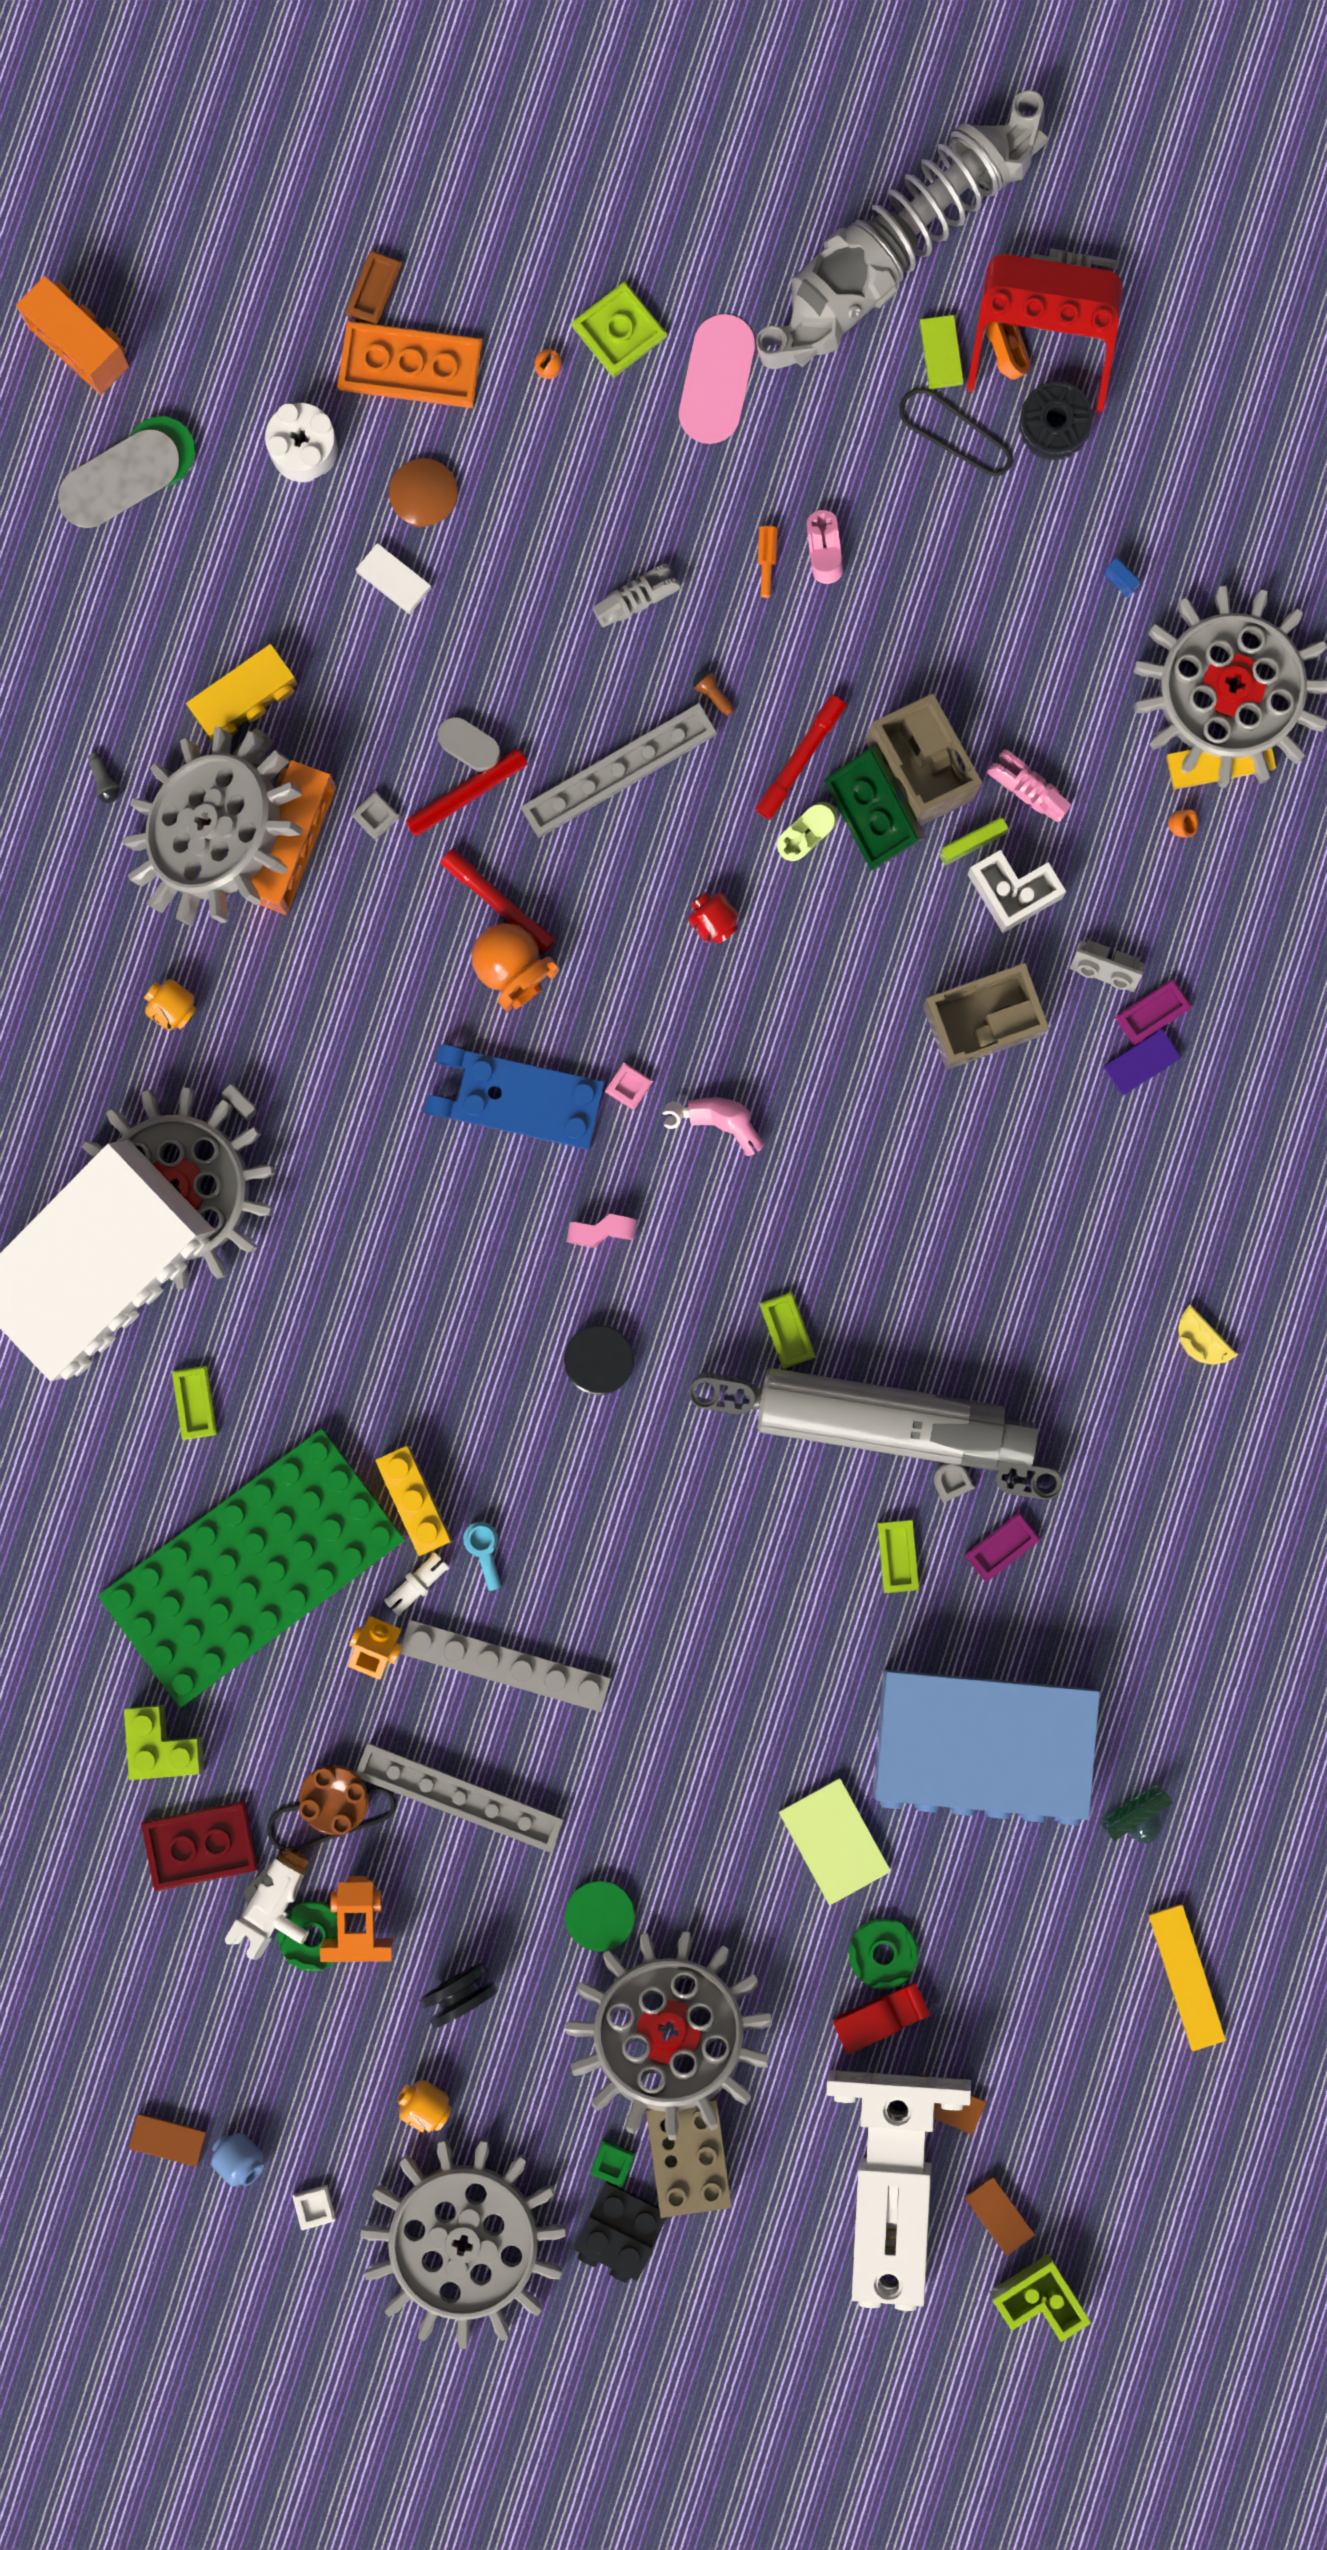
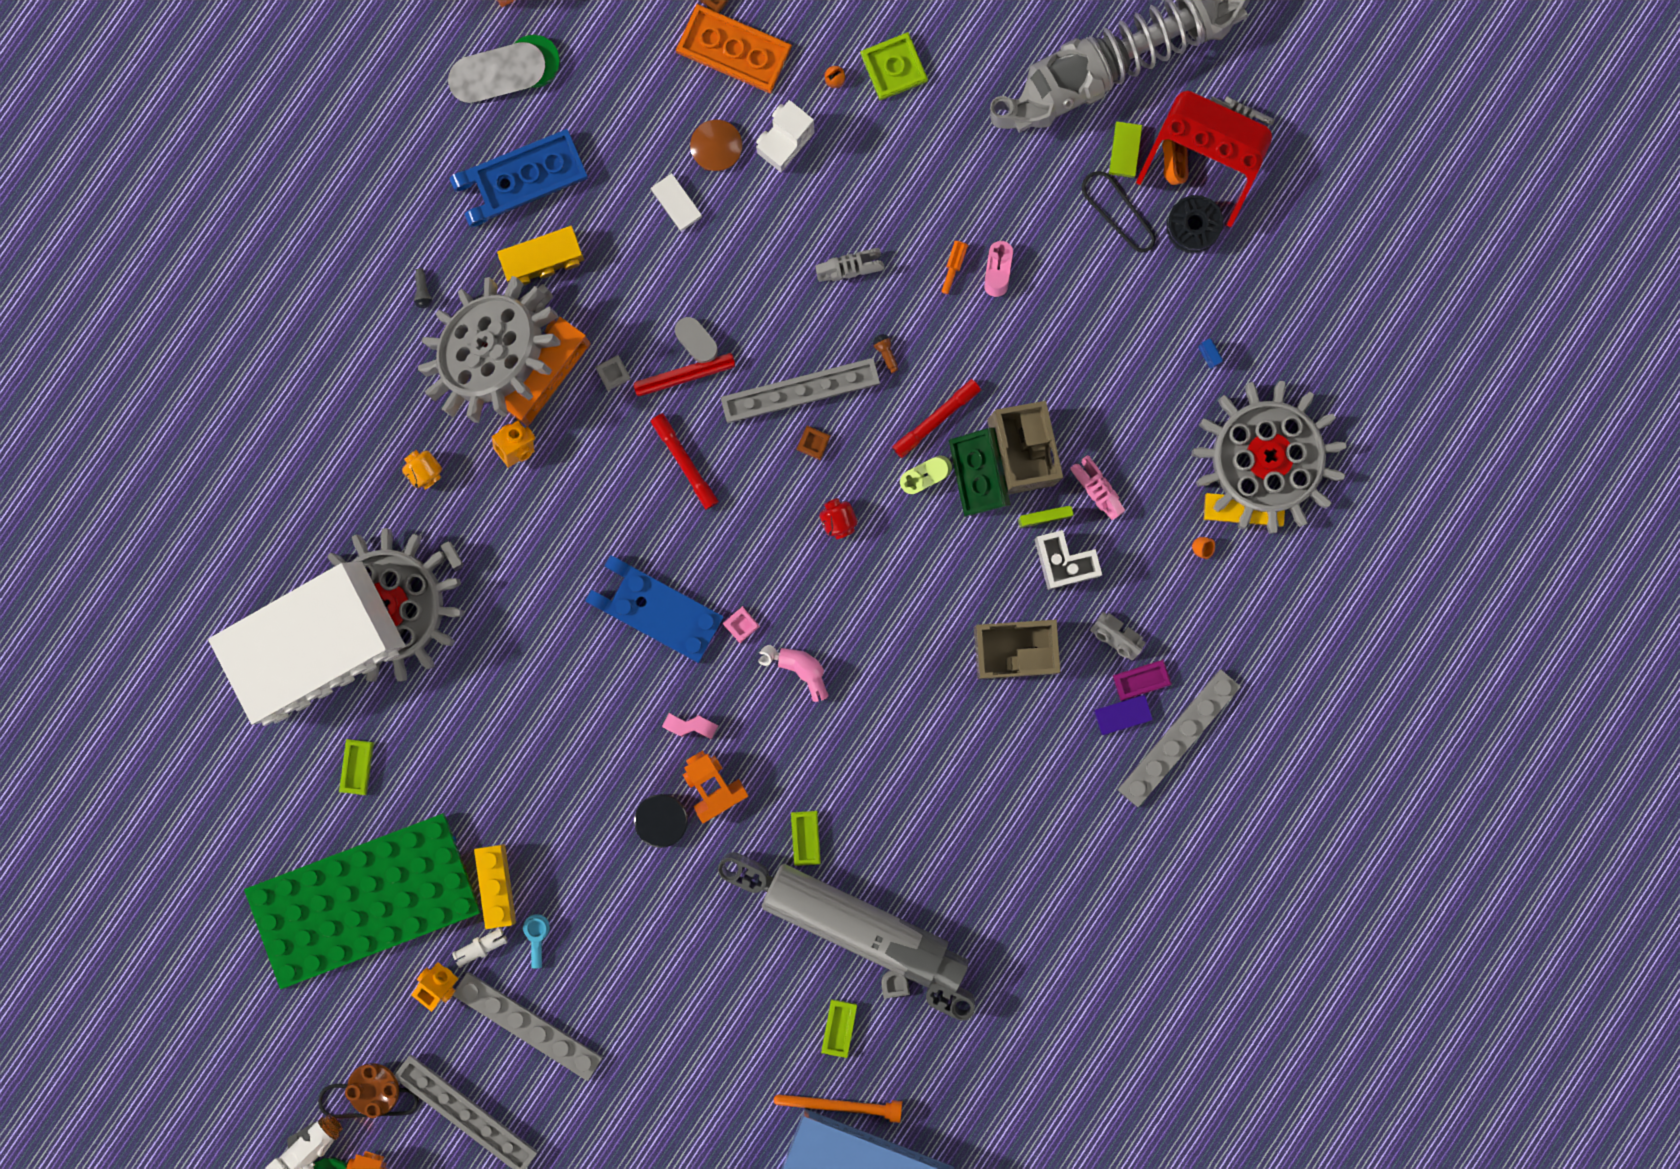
camera: 10 degrees right, 0 degrees up
(152, 1753) = (251, 1019): lime brick -> none
(199, 590) = (532, 173): none -> blue hinge
(199, 1846) = (265, 1094): dark red tile -> none
(276, 939) = (513, 443): none -> light orange brick
(296, 423) = (634, 69): white brick -> none
(510, 962) = (678, 508): orange tile -> none
(511, 453) = (787, 137): none -> white brick
(629, 1281) = (699, 770): none -> orange tile
(654, 832) = (813, 443): none -> dark orange tile
(716, 378) = (955, 122): bright pink sticker -> none
(992, 1640) = (890, 1110): none -> orange piece
(1002, 1547) = (917, 1043): magenta tile -> none
(1202, 1340) = (1108, 932): light yellow tile -> none
(1220, 1072) = (1178, 738): none -> light grey plate

